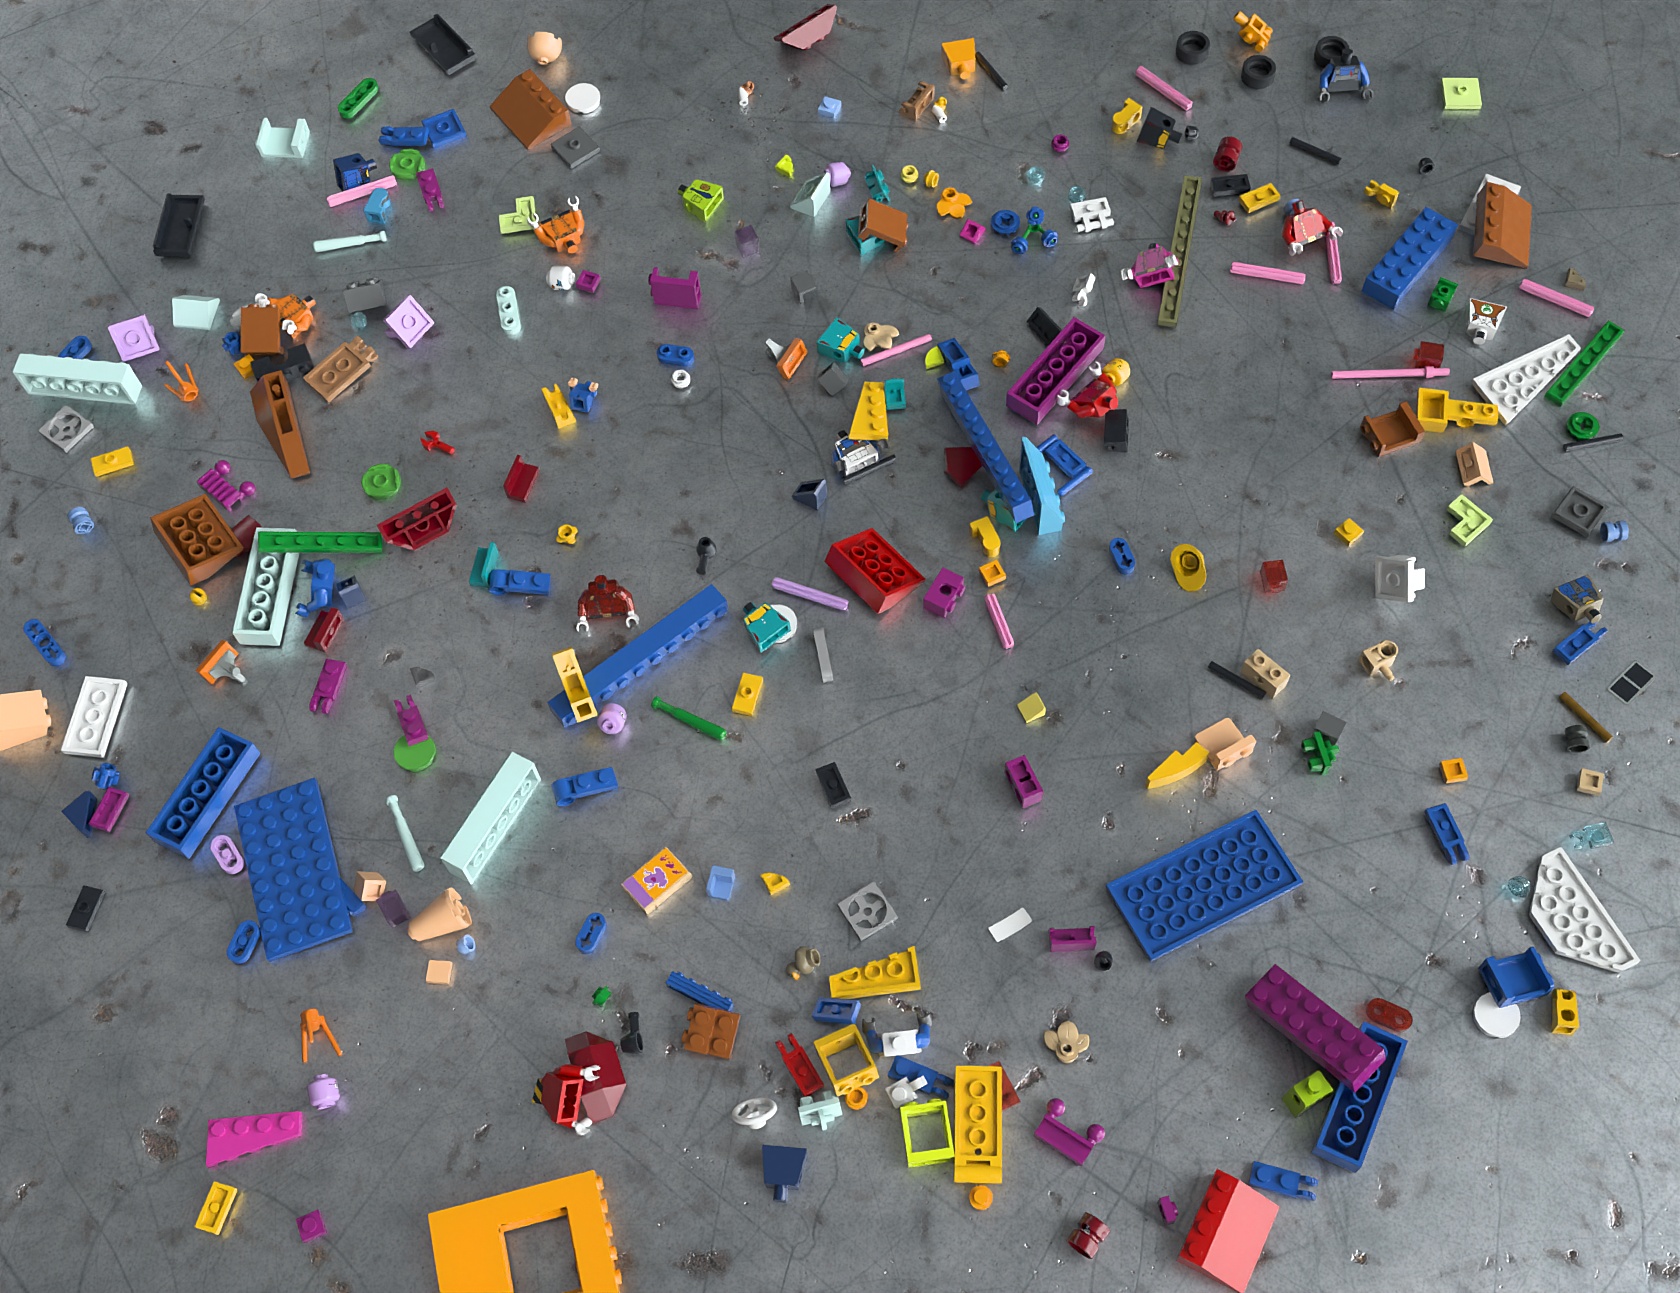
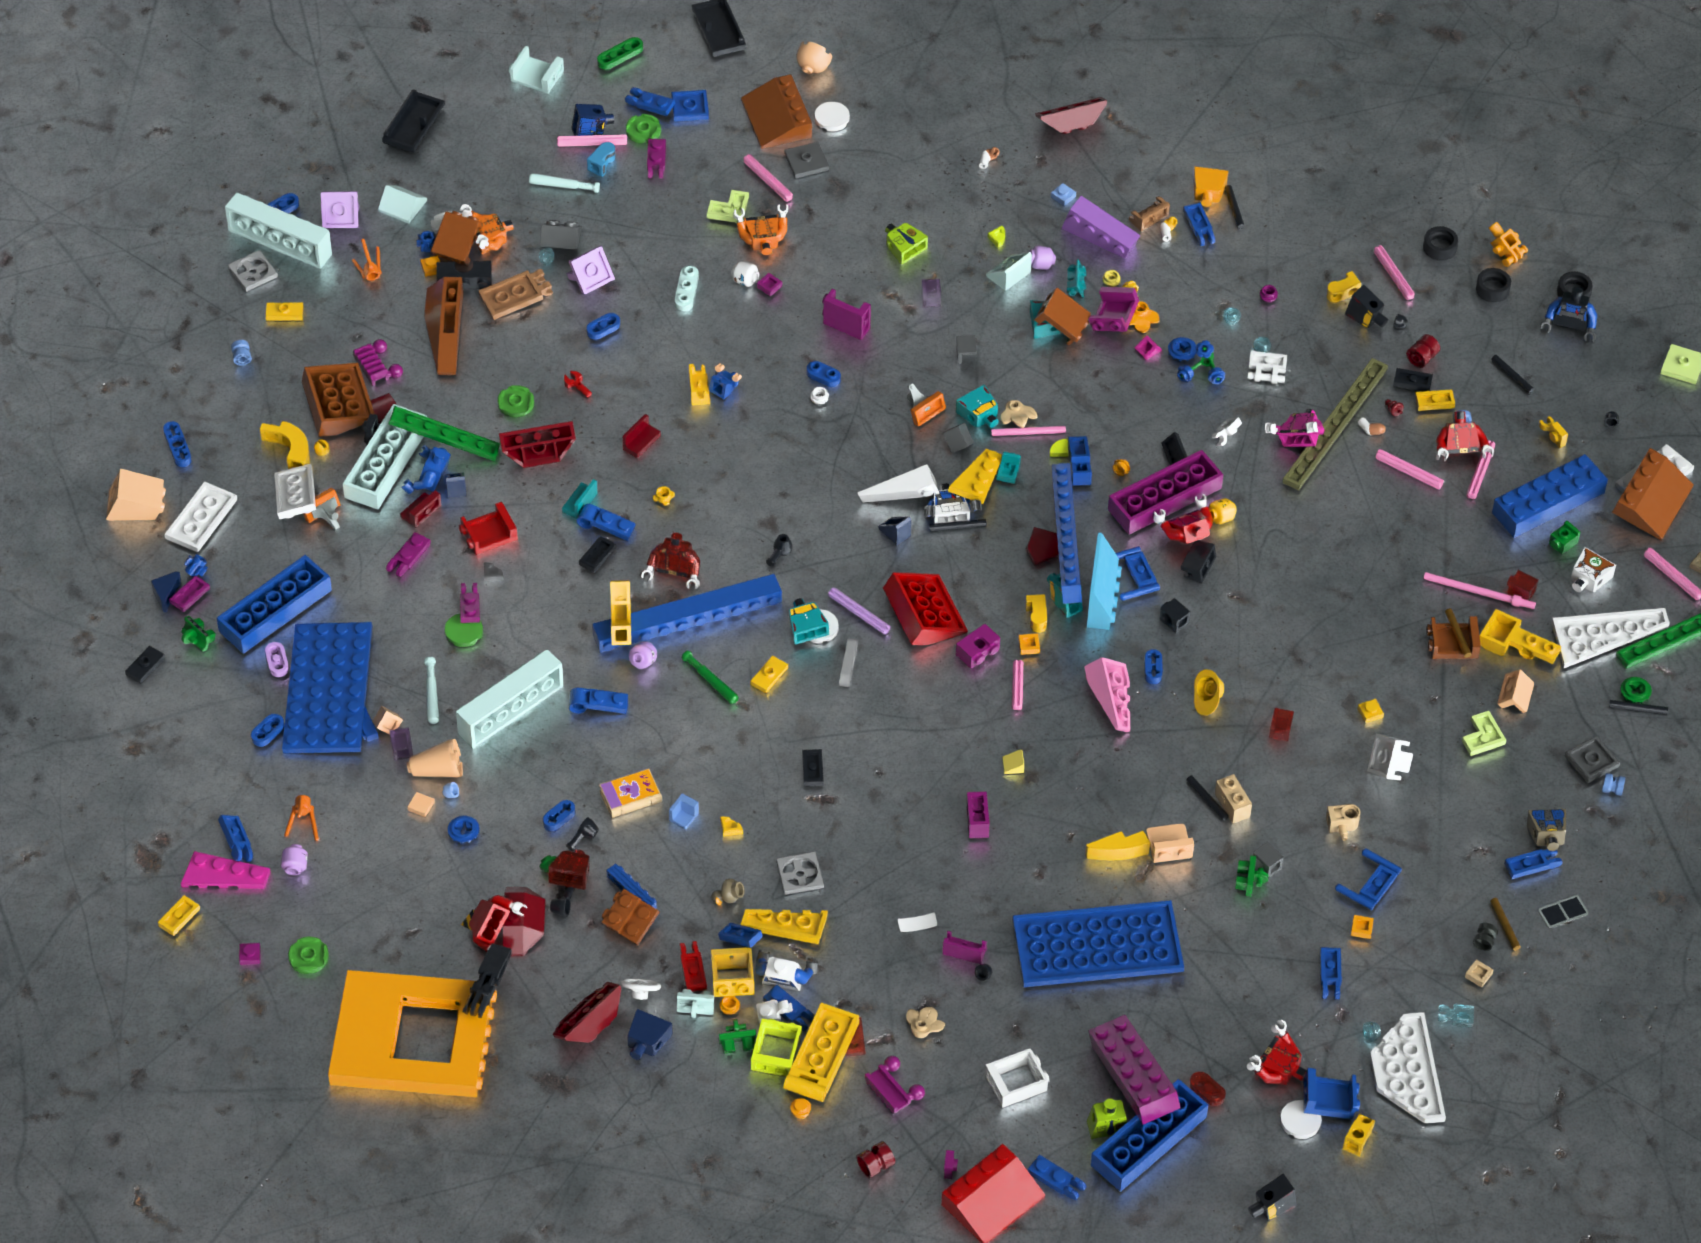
camera: 15 degrees right, 10 degrees down
(128, 856) = (194, 633): none -> green hips
(177, 614) = (291, 437): none -> yellow arch
(184, 657) = (295, 491): none -> white plate
(240, 561) = (370, 427): none -> black plate
(250, 1086) = (236, 837): none -> blue hinge
(377, 1203) = (308, 955): none -> bright green tile
(402, 631) = (489, 530): none -> red panel
(440, 376) = (601, 327): none -> blue plate
(486, 982) = (457, 825): none -> blue gear
(523, 620) = (597, 554): none -> black plate
(545, 176) = (768, 178): none -> bright pink axle
(588, 1161) = (490, 975): none -> black arm
(627, 940) = (587, 829): none -> black bar
(627, 997) = (570, 869): none -> clear red torso
(711, 1171) = (590, 1015): none -> dark red wedge
(808, 445) = (911, 484): none -> white wedge
(879, 128) = (1100, 228): none -> medium lavender wedge
(890, 1132) = (727, 1039): none -> green hips
(927, 203) = (1115, 309): none -> magenta panel
(967, 96) = (1199, 223): none -> blue hinge
(1088, 590) = (1110, 684): none -> bright pink wedge
(1119, 494) = (1174, 615): none -> black brick
(1177, 1093) = (996, 1068): none -> white window
(1214, 244) = (1371, 428): none -> arm
(1394, 423) = (1458, 633): none -> pearl gold bar
(1445, 716) = (1377, 883): none -> blue plate
(1447, 954) = (1279, 1060): none -> red torso
(1527, 1120) = (1274, 1198): none -> black torso

